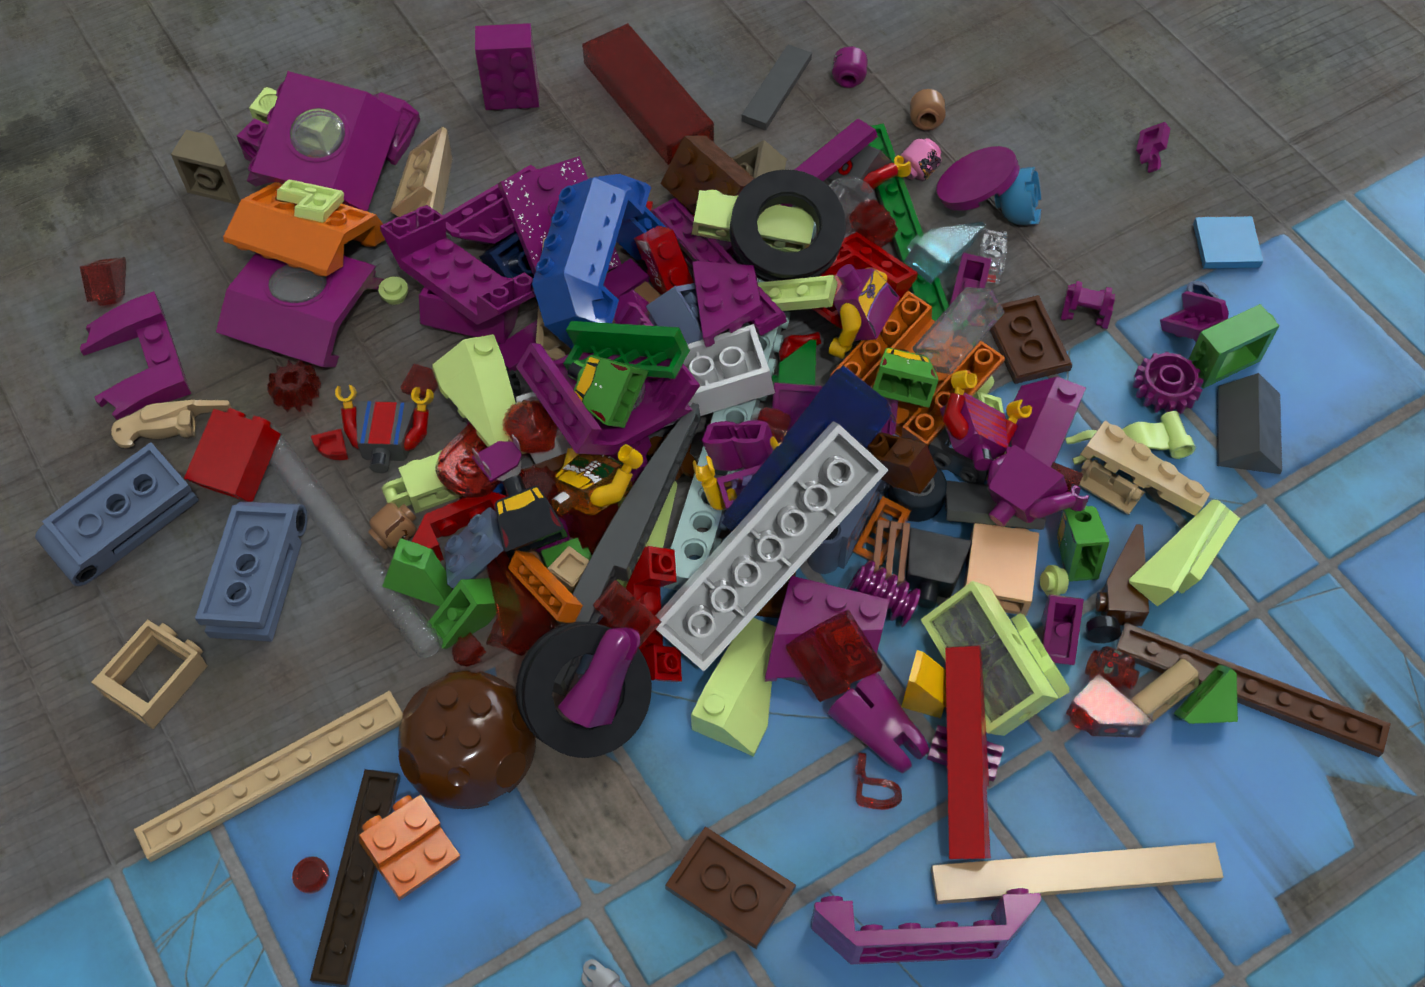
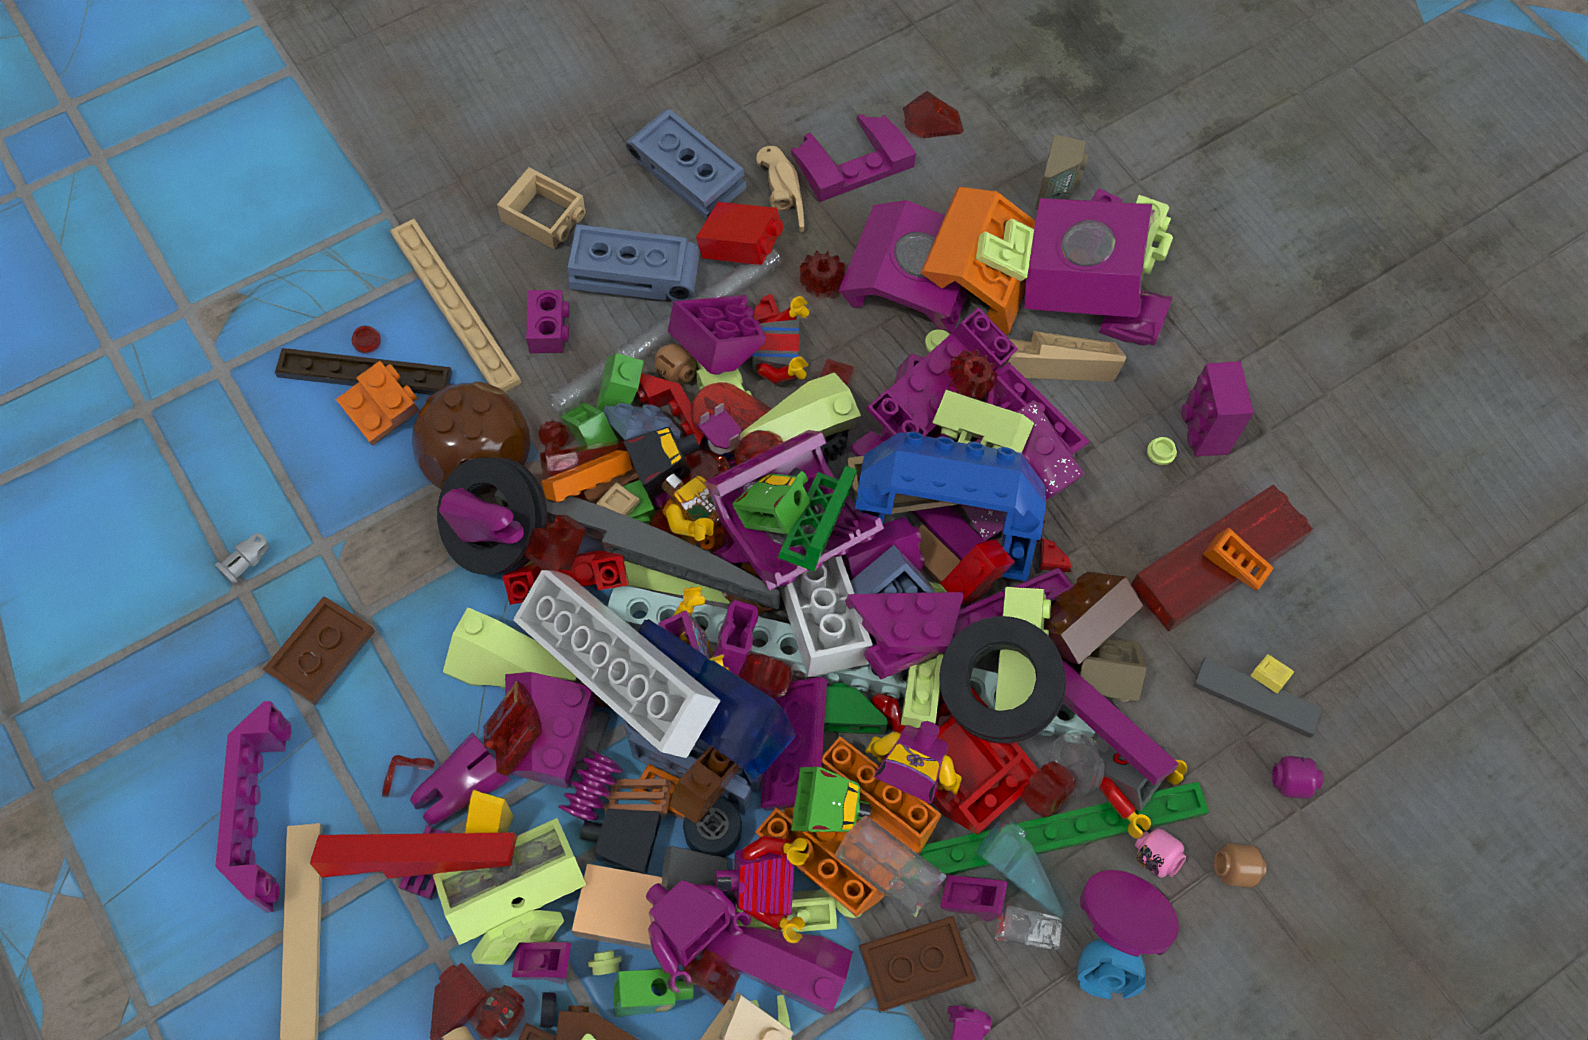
camera: 85 degrees right, 5 degrees up
(314, 670) = (542, 322): none -> magenta brick
(368, 471) = (716, 331): none -> magenta wedge
(456, 238) = (972, 374): none -> clear red gear
(508, 238) = (970, 417): none -> yellowish green piece
(534, 125) = (1161, 451): none -> yellowish green plate
(655, 74) = (1233, 566): none -> orange slope
(757, 72) = (1272, 673): none -> light yellow tile

